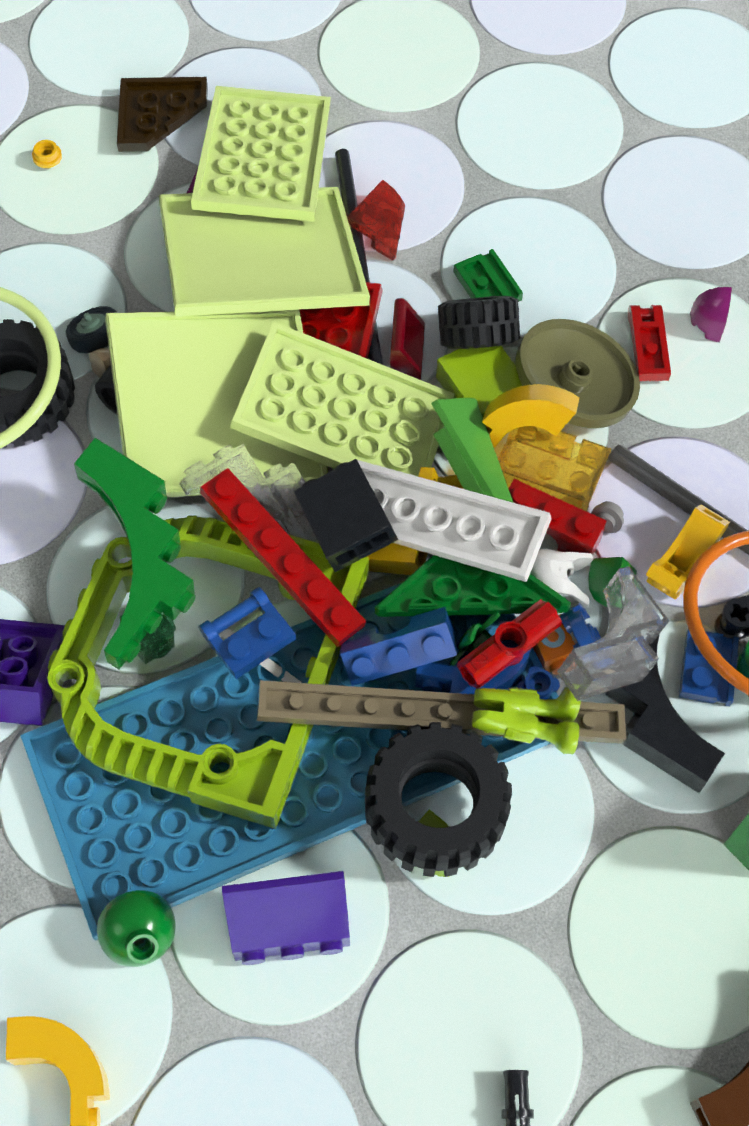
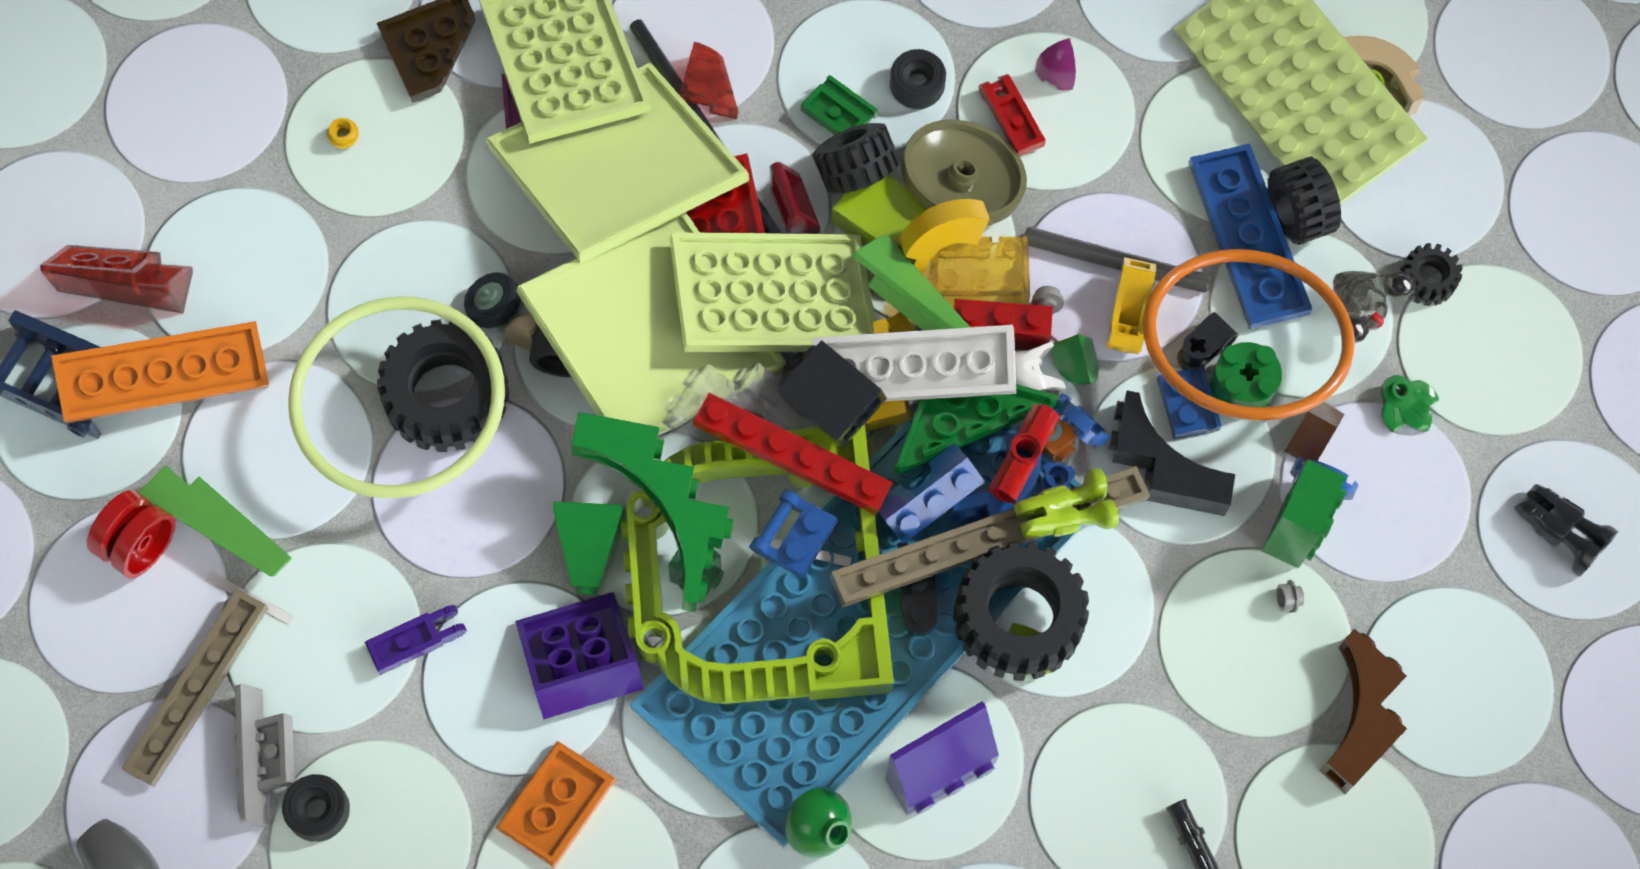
camera: 25 degrees left, 5 degrees up
(58, 567) = (588, 540): none -> green slope
(343, 754) = (919, 605): none -> black plate
(474, 637) = (988, 457): green plate -> none
(573, 265) = (919, 62): none -> black tyre
(624, 651) = (1120, 421): clear arch -> none
(733, 903) = (1289, 596): none -> light grey plate

